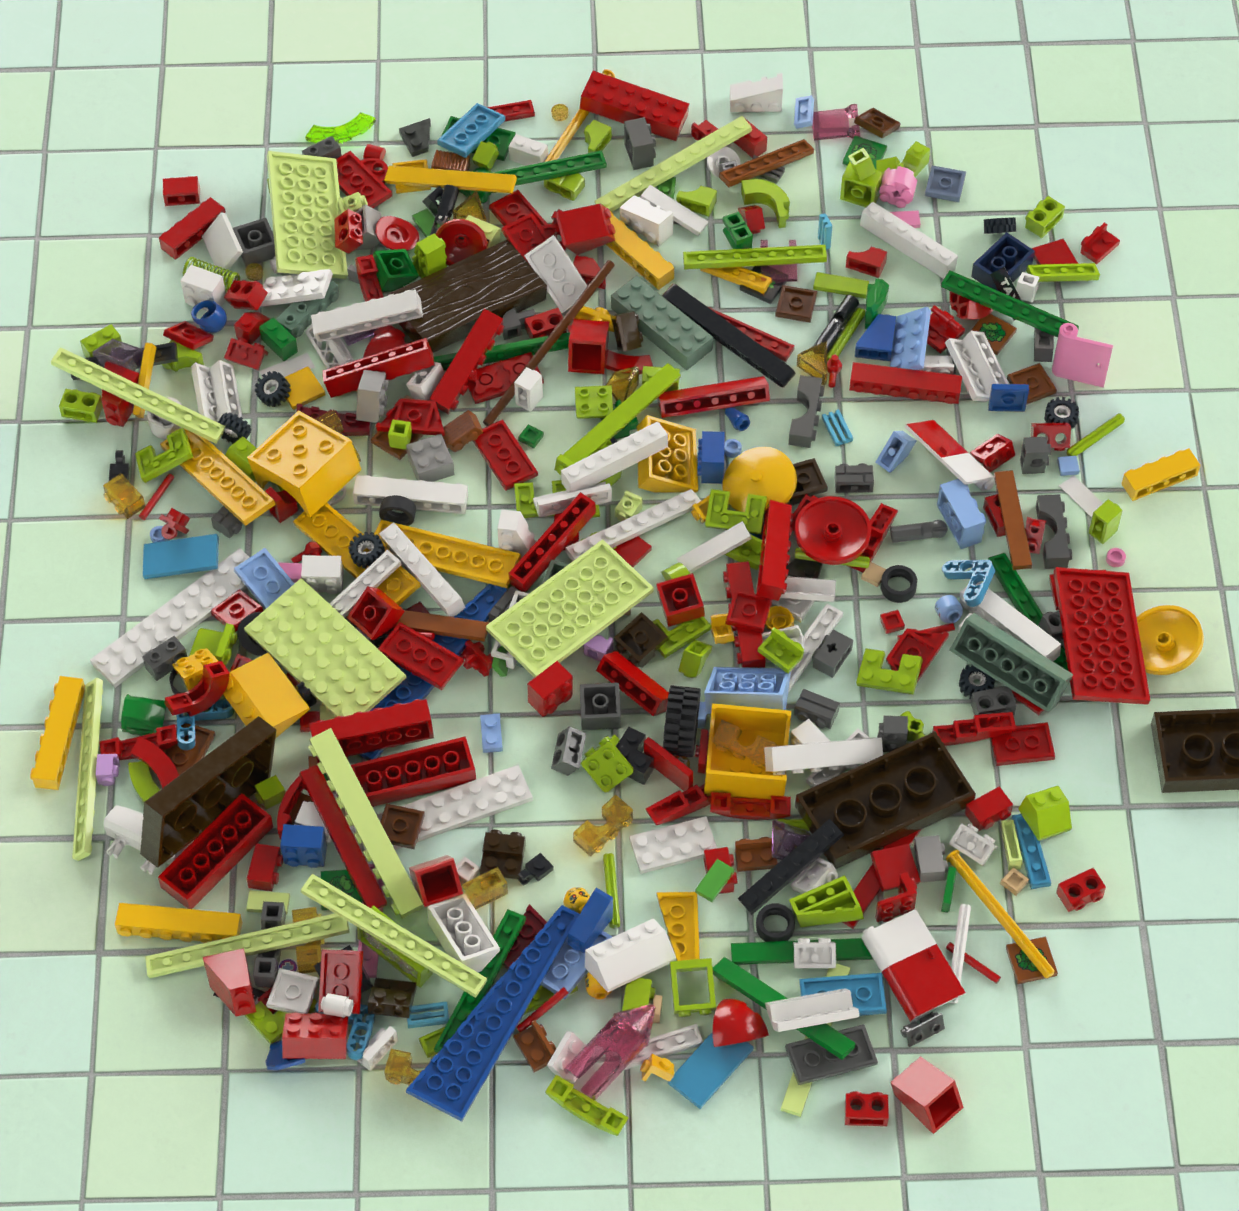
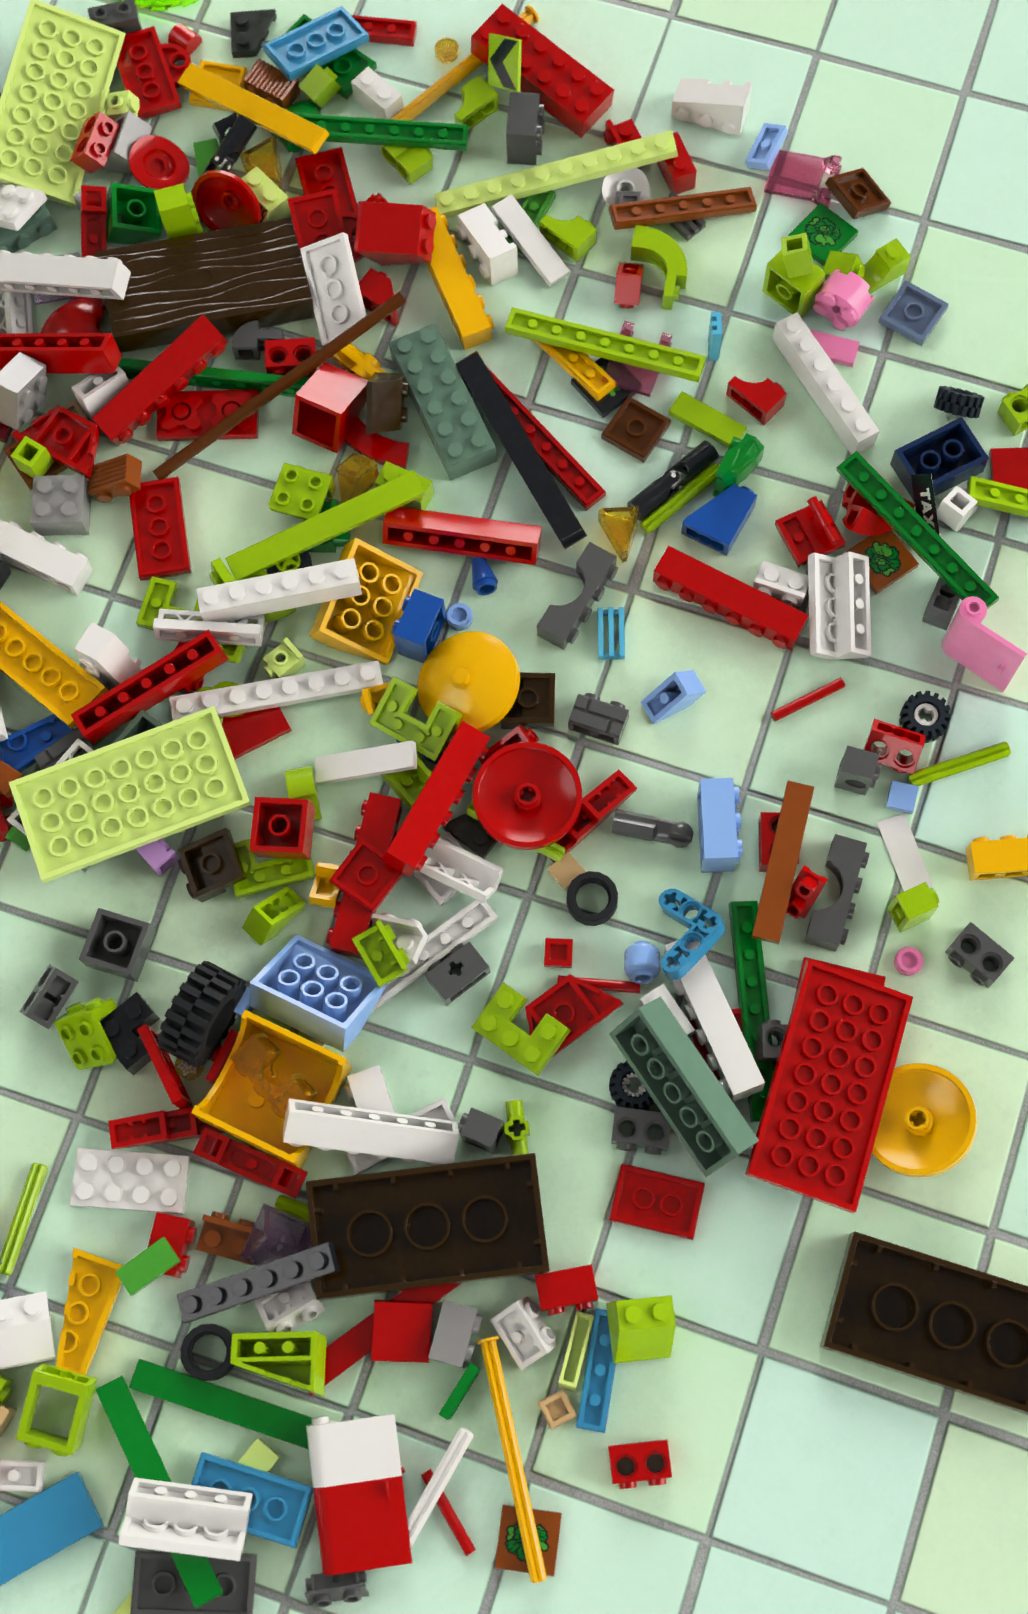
camera: 25 degrees right, 15 degrees up
(528, 389) = (226, 445): white brick -> none
(531, 436) = (207, 511): green tile -> none
(550, 689) = (62, 898): red brick -> none
(592, 837) = (72, 1114): clear yellow arch -> none
(613, 104) = (504, 62): none -> lime piece
(634, 683) = (175, 923): red brick -> none
(736, 1023) = (86, 1490): red brick -> none
(737, 231) = (595, 300): green hips -> none
(779, 618) = (408, 896): yellow hat -> none
(814, 954) = (236, 1422): white bracket -> none
(816, 708) = (400, 1050): dark grey brick -> none
(834, 366) = (644, 542): red piece -> none
(898, 904) = (398, 1379): red bracket -> none
(911, 339) = (762, 537): light blue plate -> none
(951, 454) = (739, 731): door -> none
(976, 729) = (598, 1159): red slope -> none
(985, 425) = (807, 699): none -> red bar
(994, 452) = (805, 743): red bracket -> none
(1008, 397) = (858, 670): blue tile -> none
(1039, 382) = (904, 654): dark orange tile -> none
(1157, 539) = (983, 949): none -> dark grey brick

